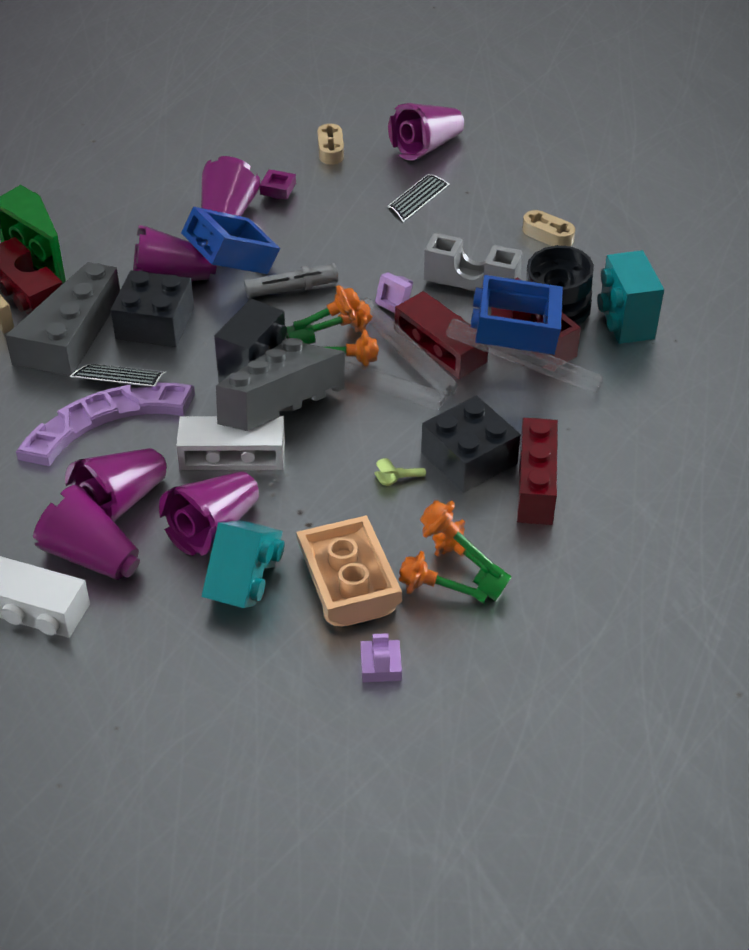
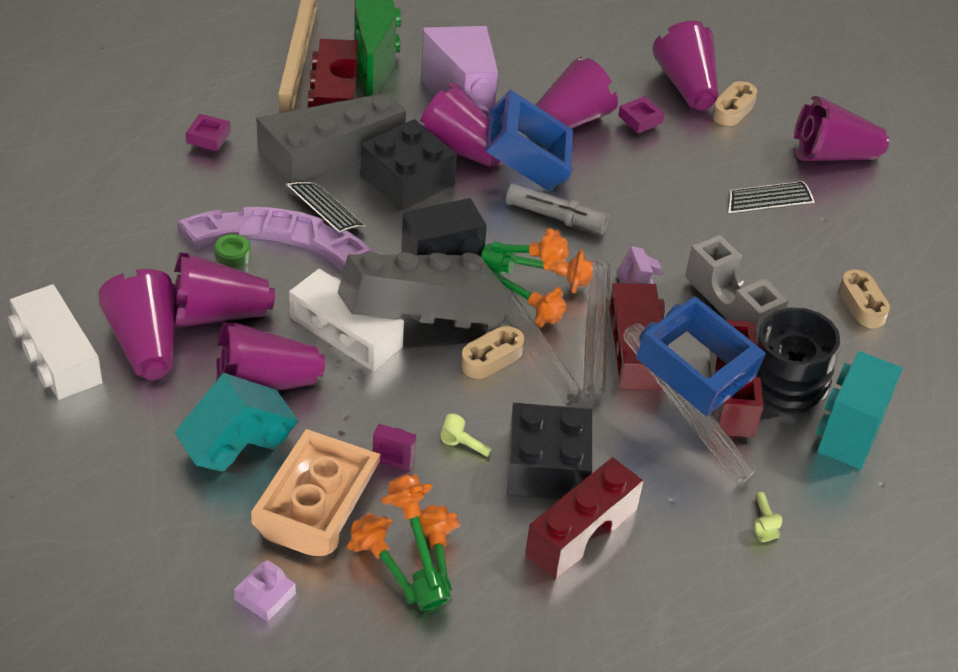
camera: 35 degrees right, 0 degrees up
(82, 446) = (232, 250): none -> bright green tile
(113, 211) = (460, 57): none -> lavender slope
(279, 129) = (689, 62): none -> magenta cone
(349, 403) = (489, 348): none -> tan beam
(366, 502) = (395, 447): none -> magenta plate
(643, 405) = (766, 526): none -> yellowish green hand

